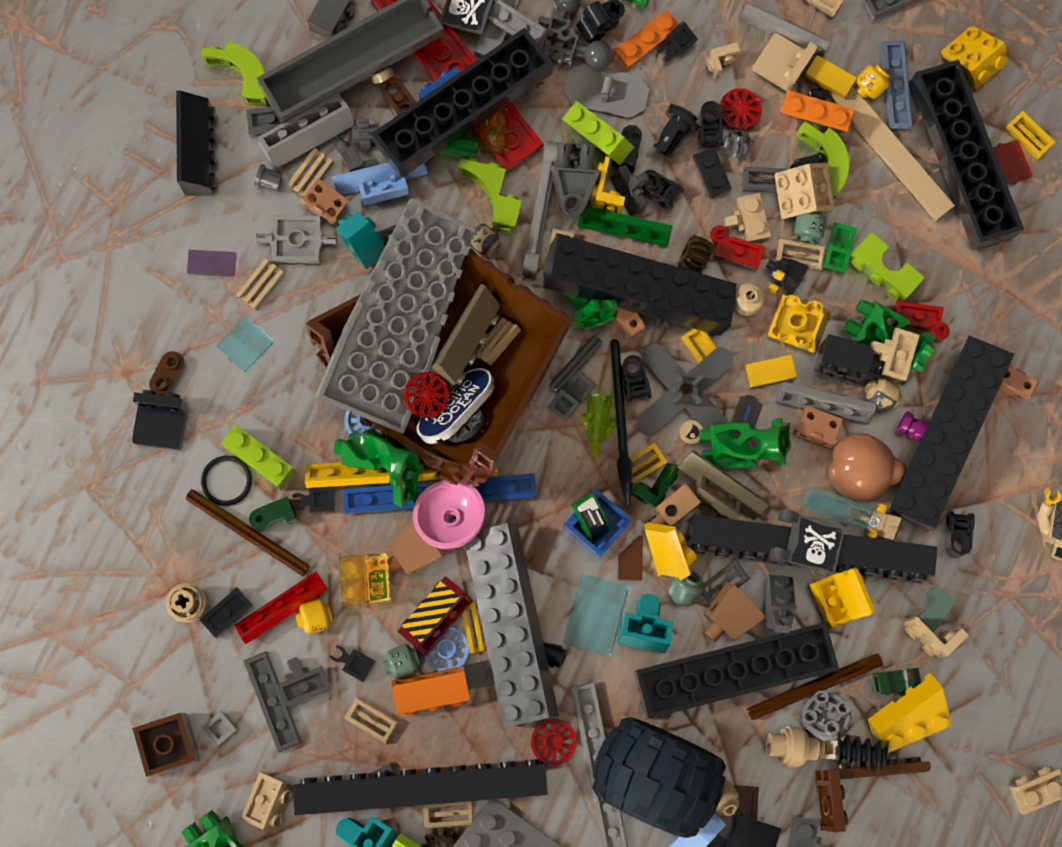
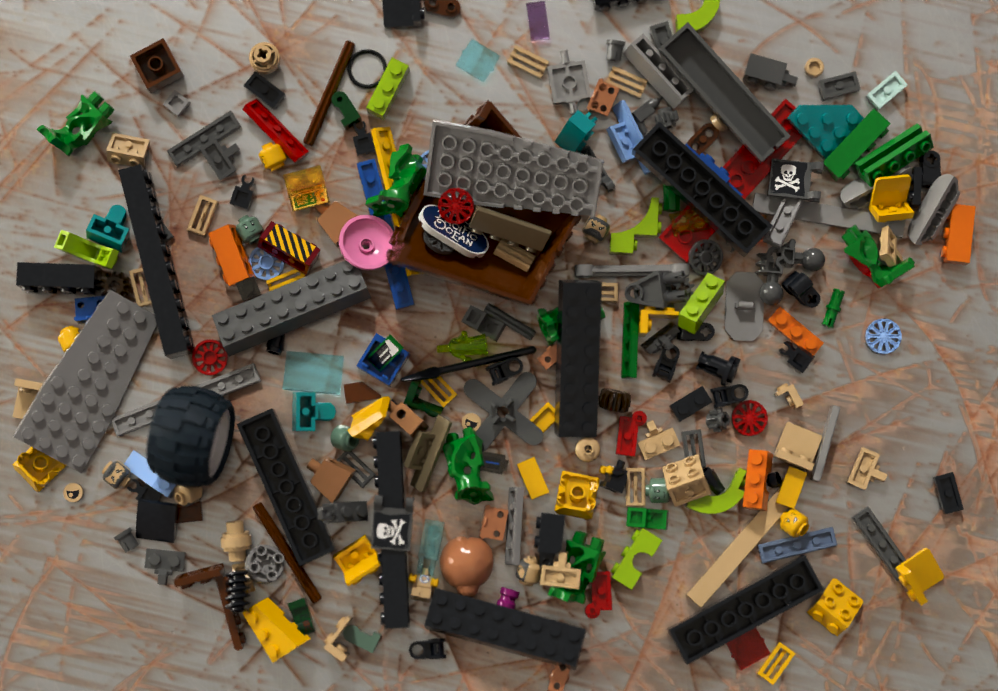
camera: 85 degrees right, 5 degrees up
(541, 121) = (705, 257): none -> dark grey wheel

